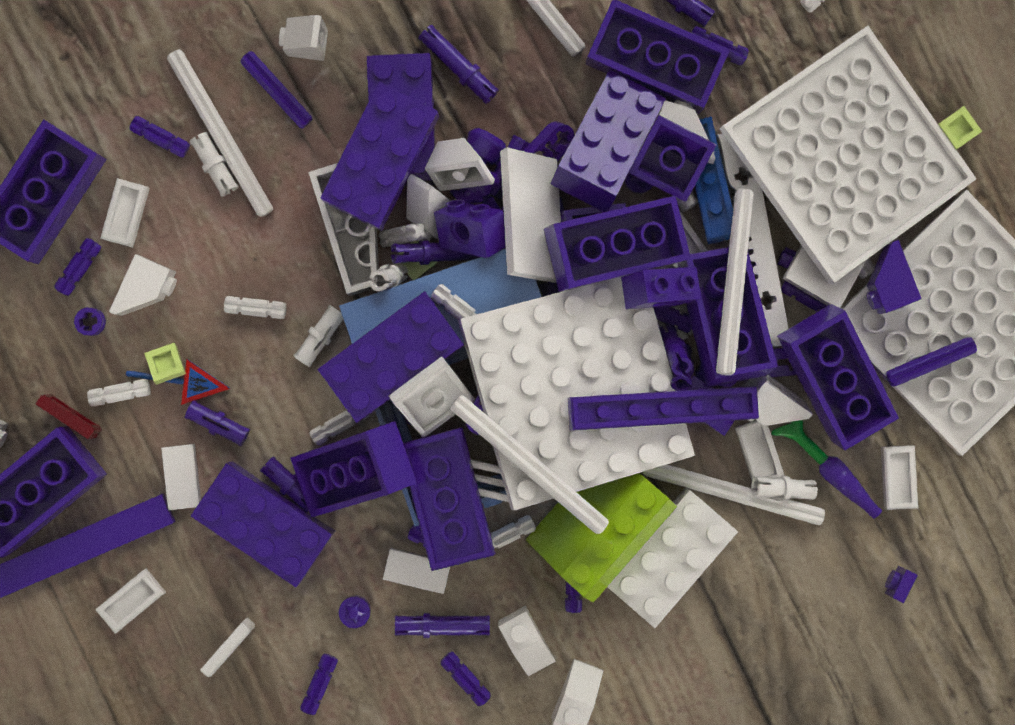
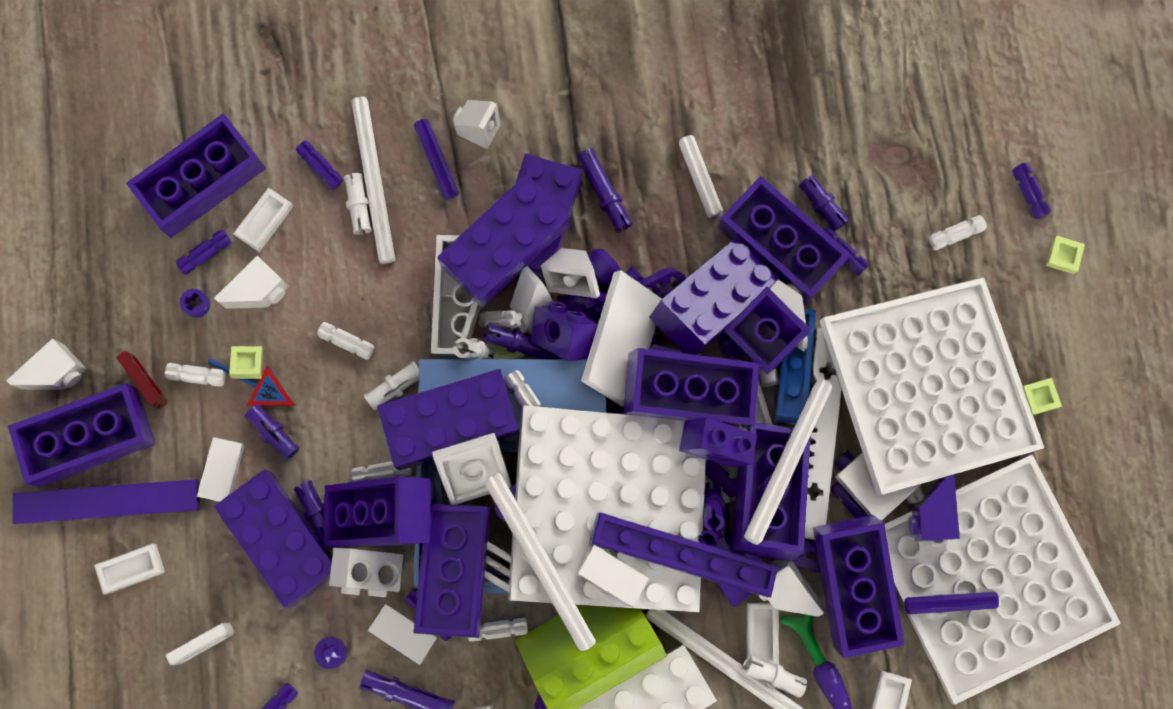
camera: 20 degrees right, 10 degrees down
(361, 521) = (366, 571): none -> white brick
(603, 453) = (612, 576): none -> white tile

